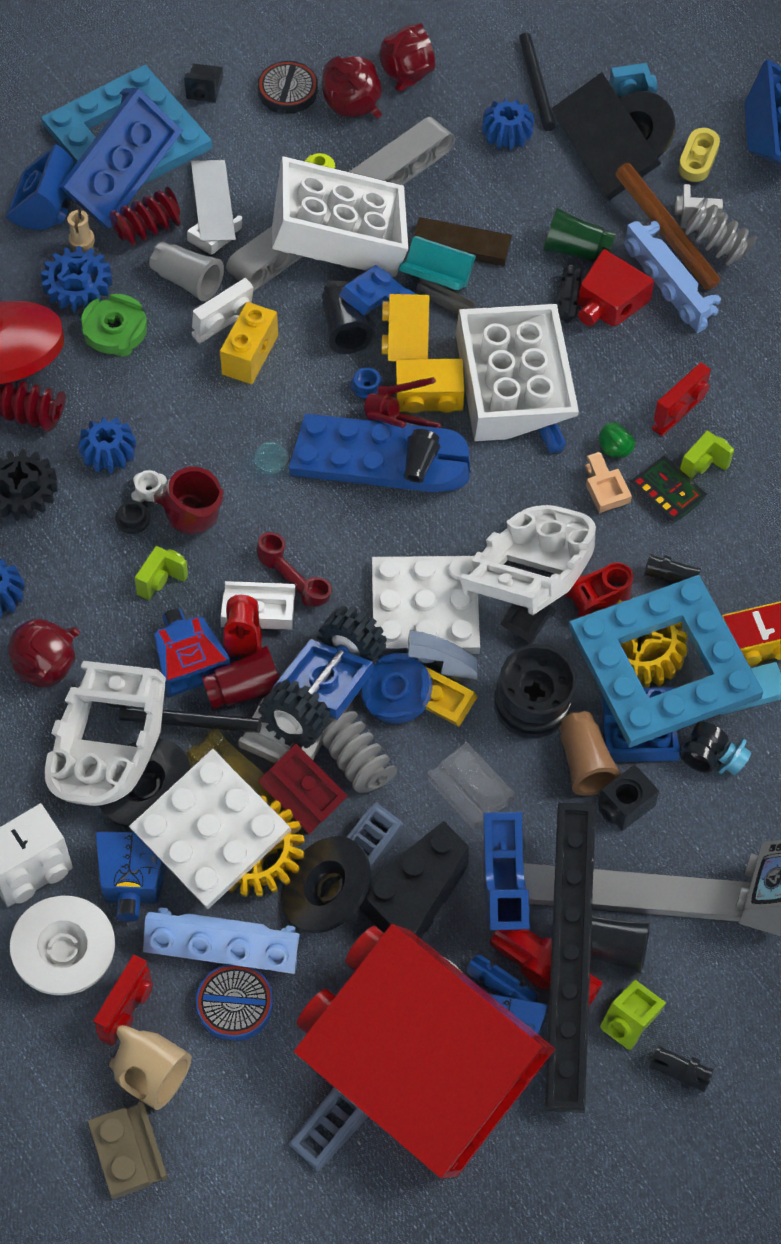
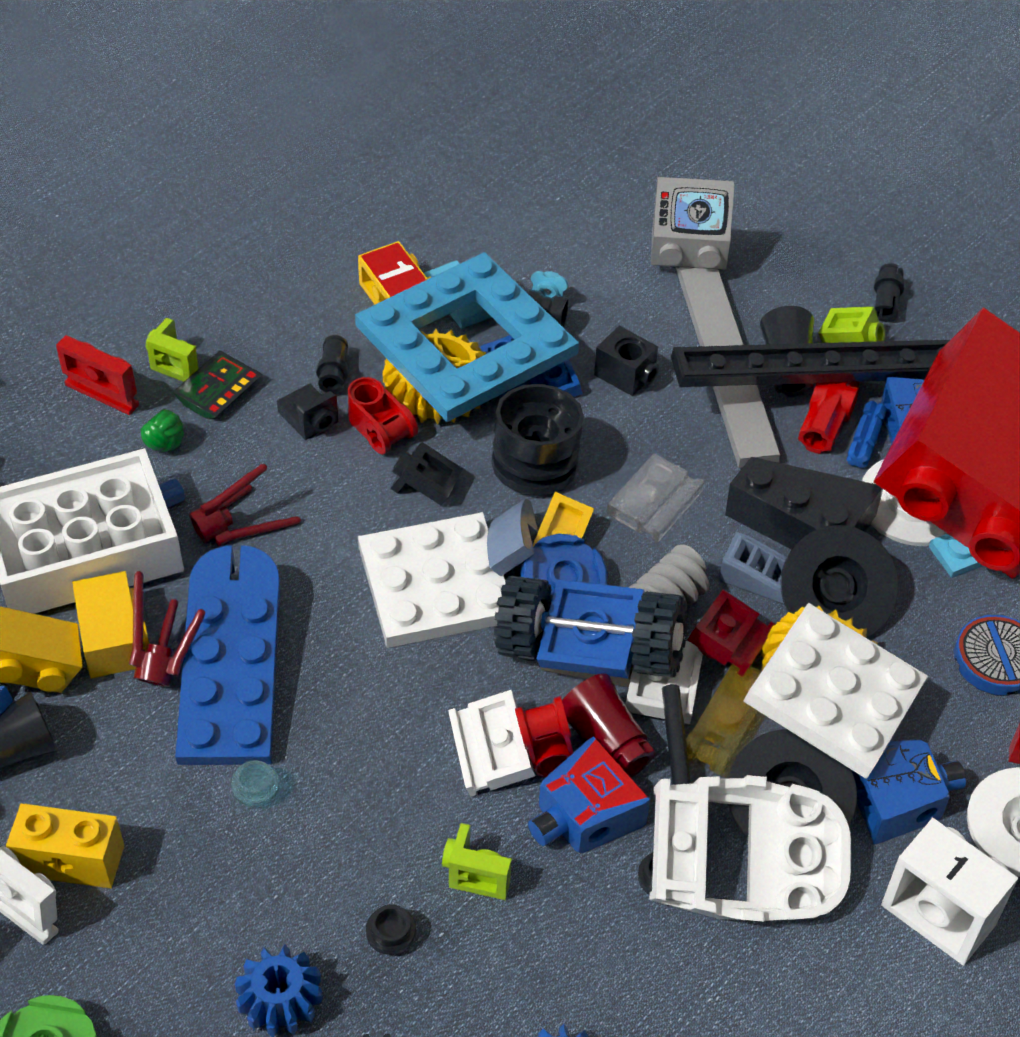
camera: 105 degrees left, 10 degrees down
(42, 652) = (649, 970): dark red helmet -> none
(148, 479) = (335, 909): white plate -> none
(191, 500) = (365, 838): dark red helmet -> none
(221, 941) = (947, 671): light blue piece -> none
(270, 551) = (404, 742): dark red bar -> none
(363, 377) = (110, 689): blue plate -> none
(421, 451) = (249, 581): black cone -> none
(504, 872) = (784, 427): blue arch -> none
(517, 465) = (213, 517): none -> dark red plant
(539, 538) = (328, 454): white slope -> none
(586, 754) = (602, 390): medium nougat plant -> none
(605, 486) = (228, 431): light nougat plate -> none
(623, 546) = (309, 410): none -> black bracket

